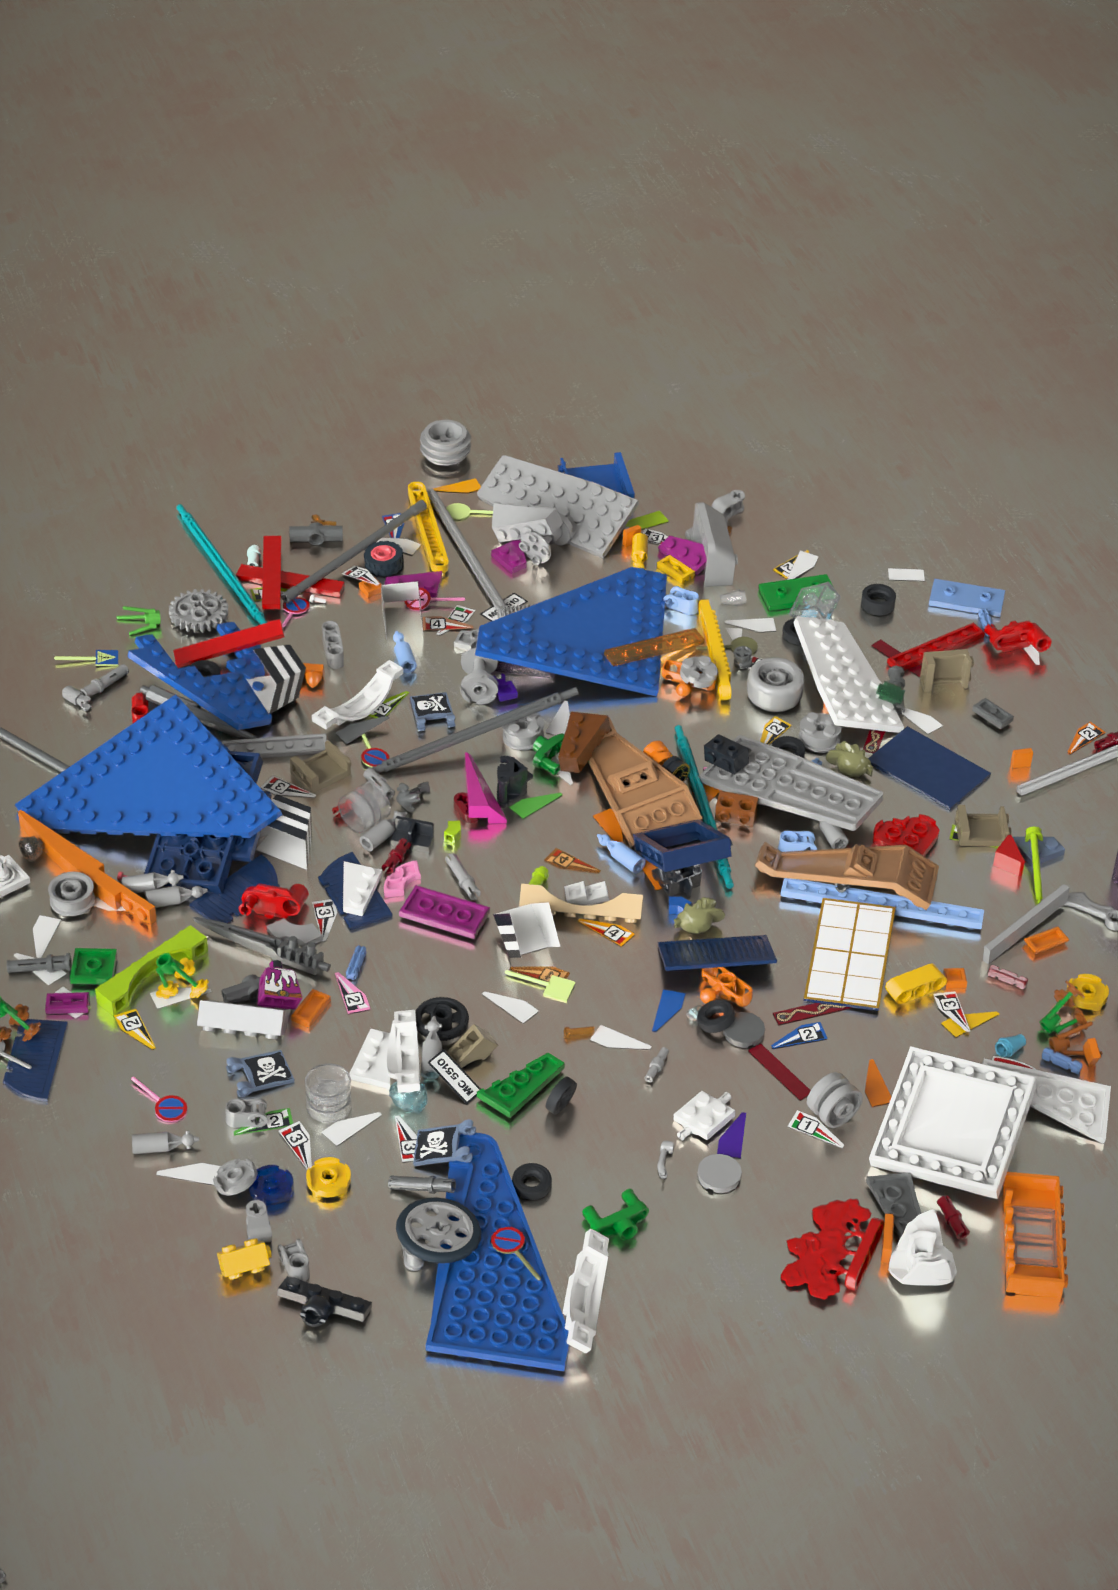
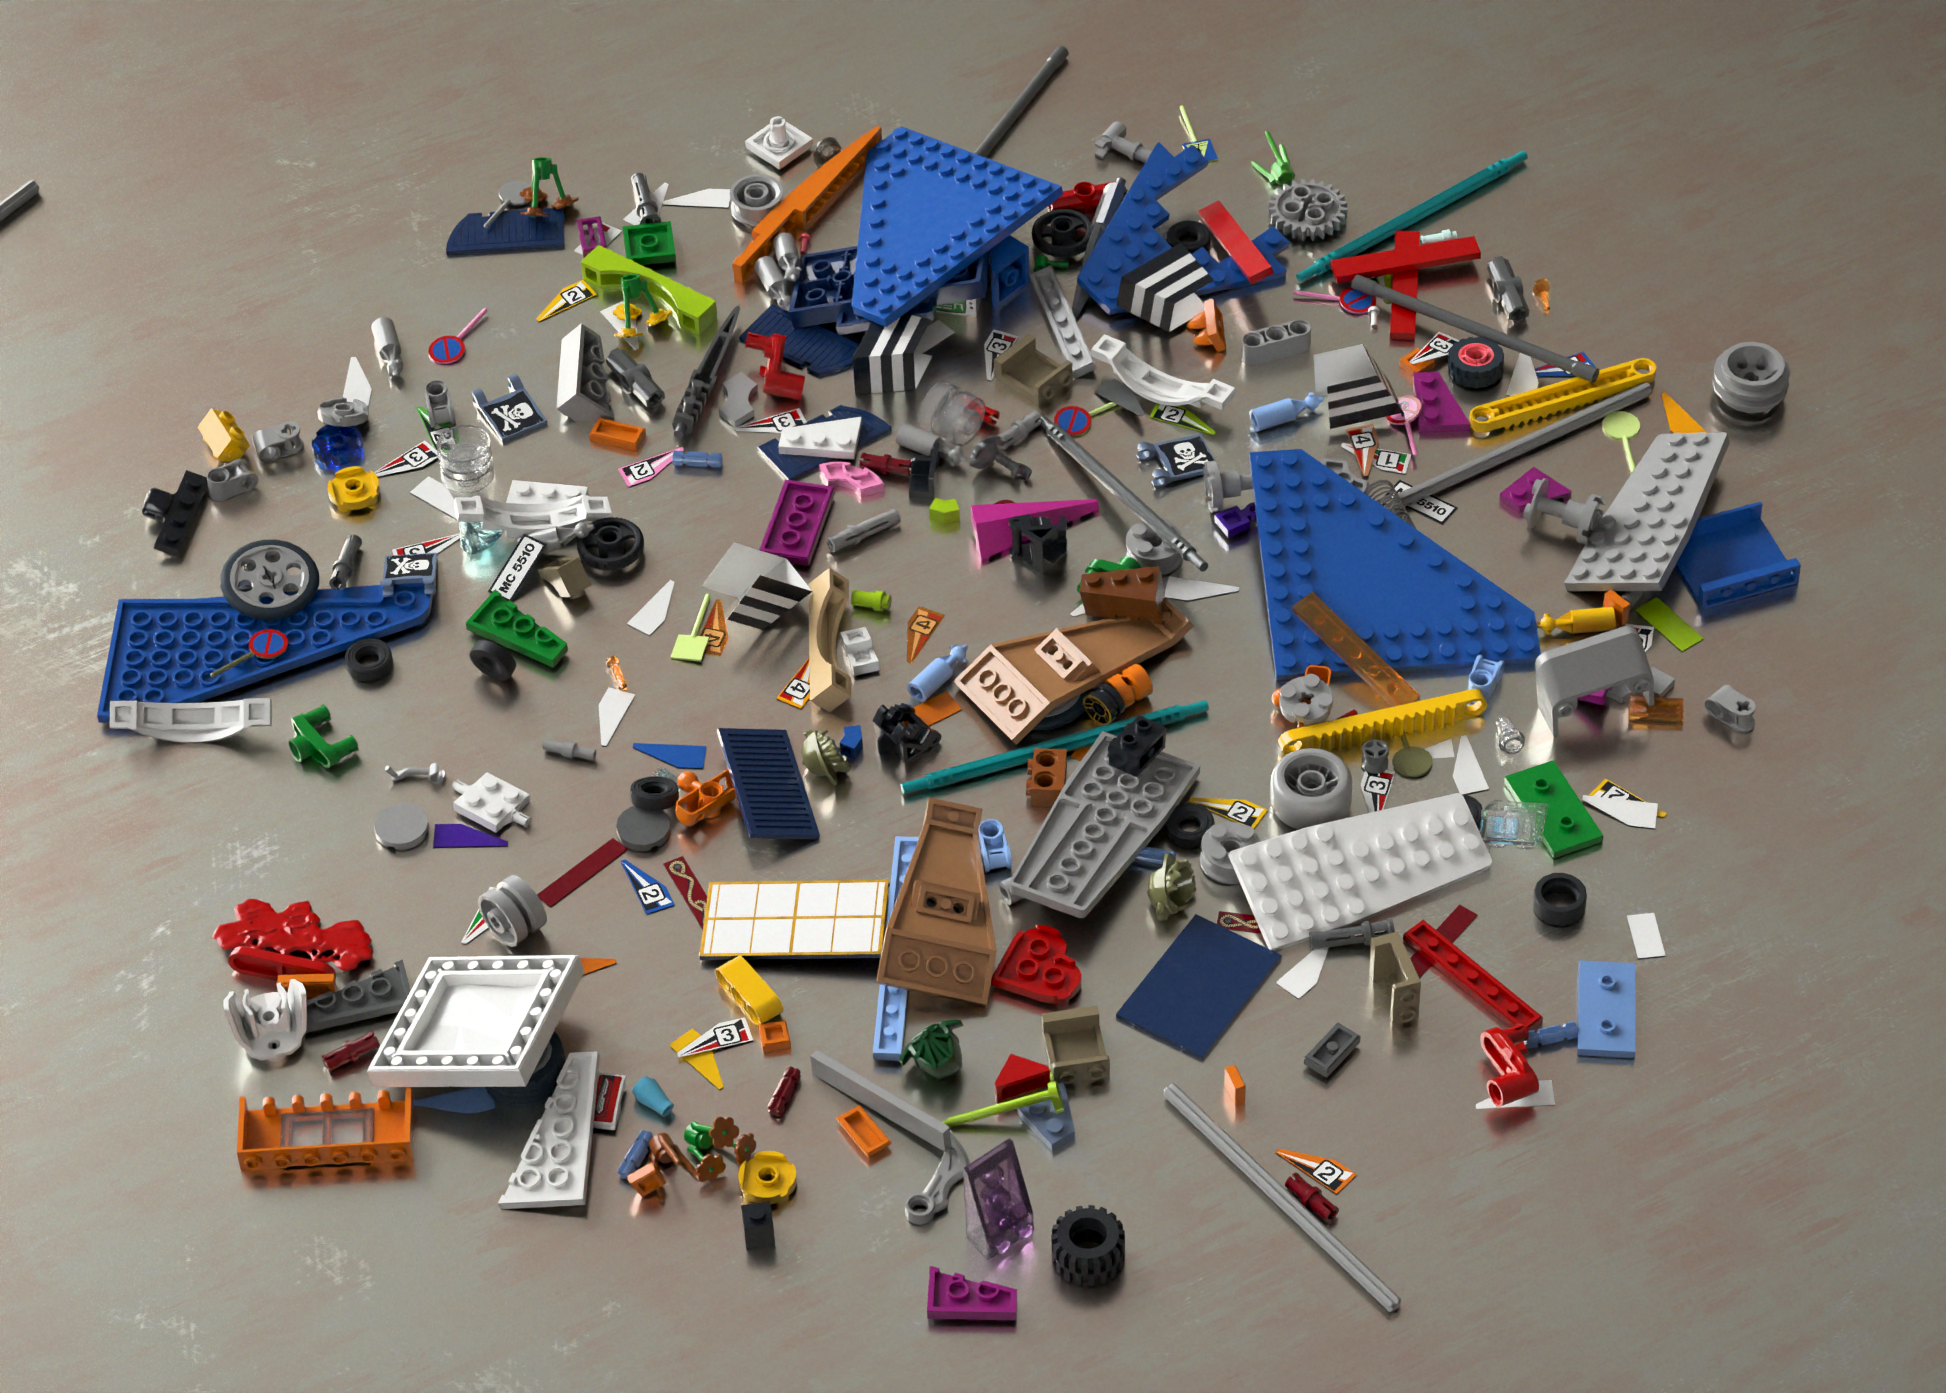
camera: 85 degrees right, 5 degrees up
(279, 987) = (621, 387): torso -> none
(513, 521) = (1575, 476): wedge -> none
(529, 805) = (1022, 581): bright green sticker -> none
(651, 845) = (891, 689): dark blue window -> none
(890, 692) = (1319, 913): clear green brick -> none
(996, 885) = (936, 1049): none -> dark green piece

